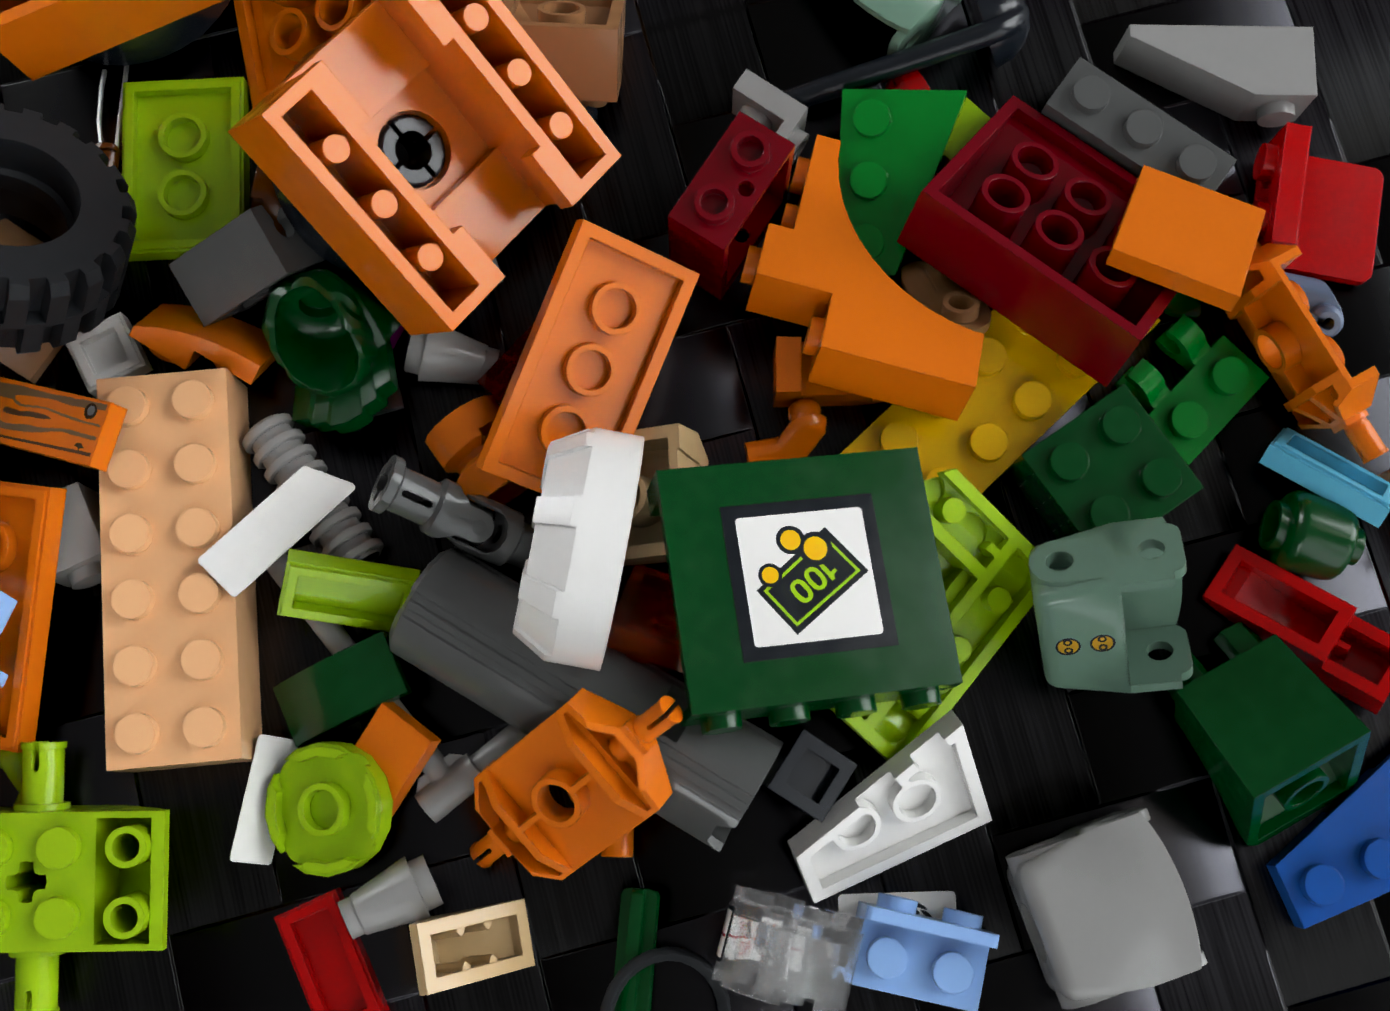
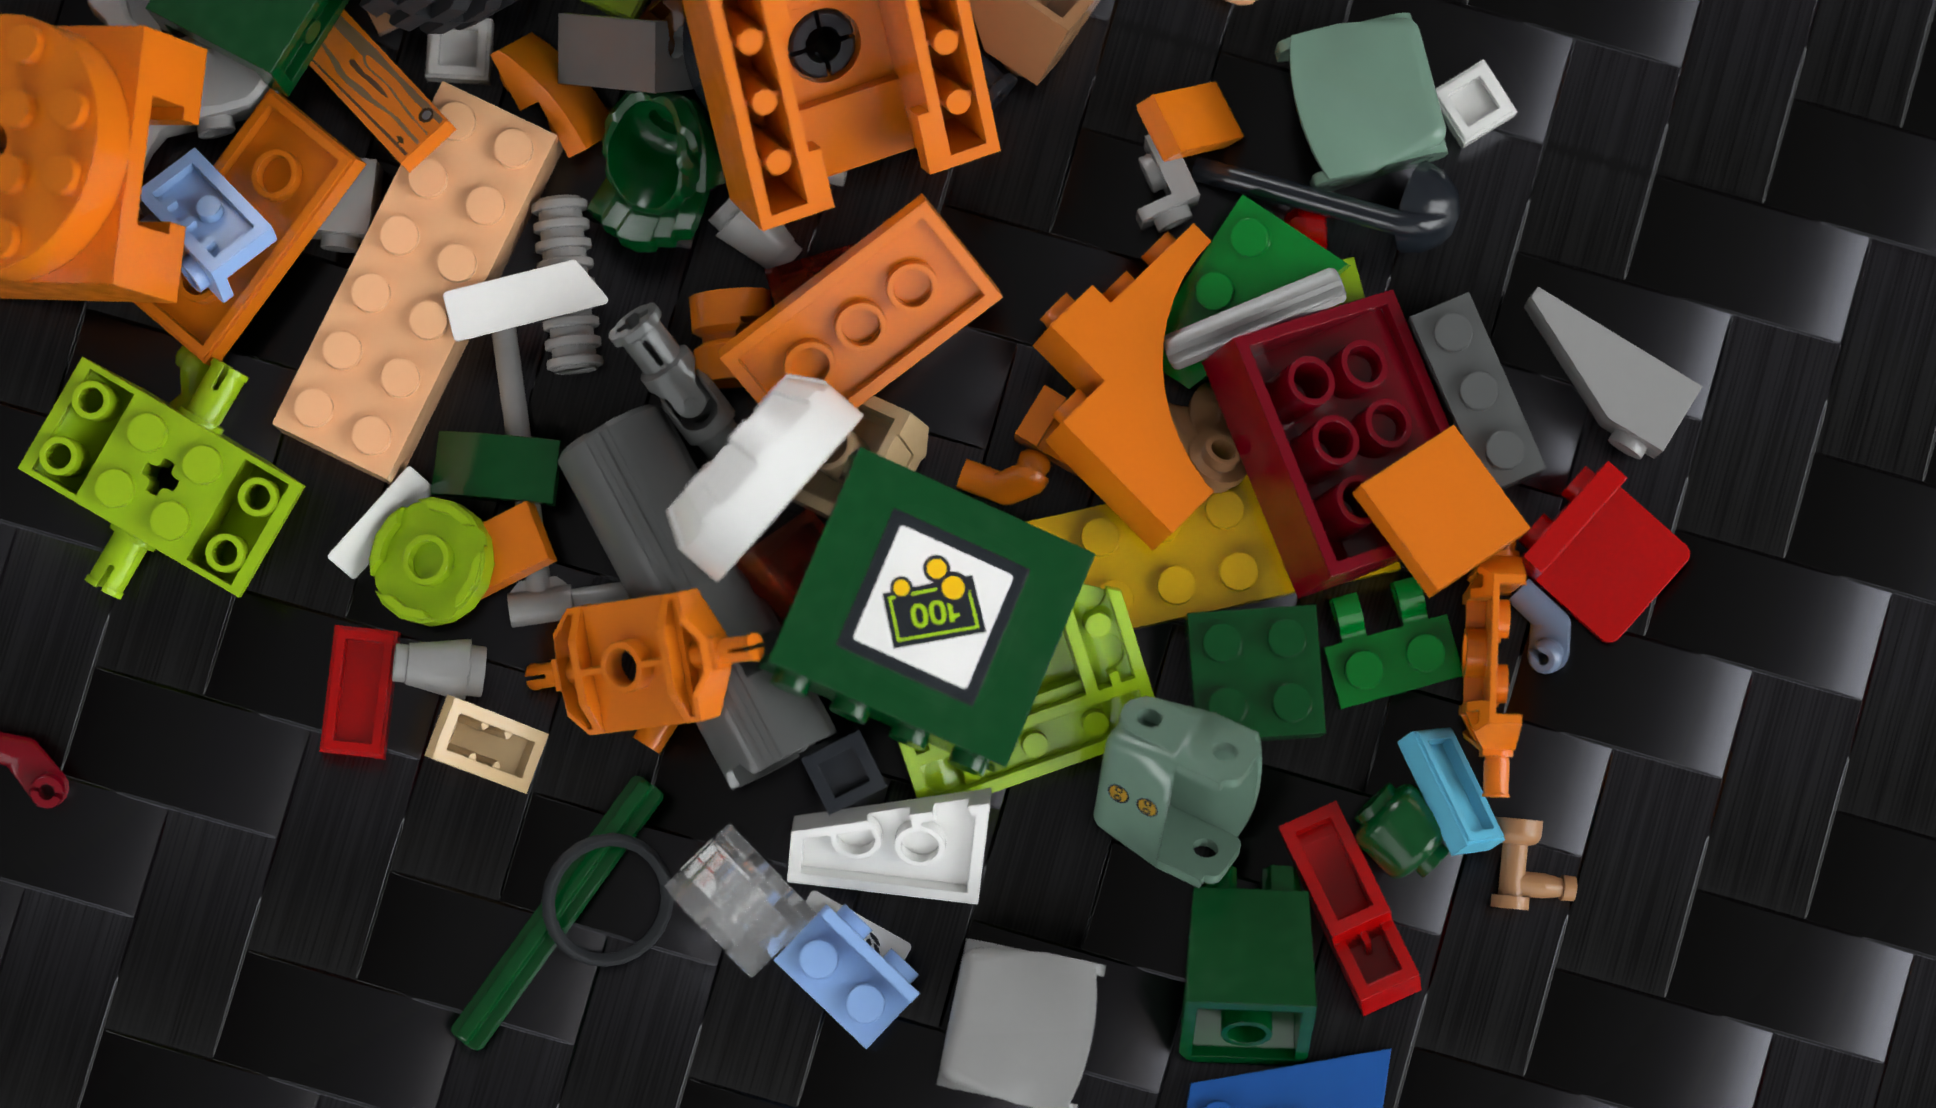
camera: 30 degrees right, 5 degrees up
(343, 590) = (549, 387): lime tile -> none
(734, 191) = (1086, 234): dark red window -> none
(760, 57) = (1189, 121): none -> orange tile
(942, 144) = (1278, 306): none -> light grey axle

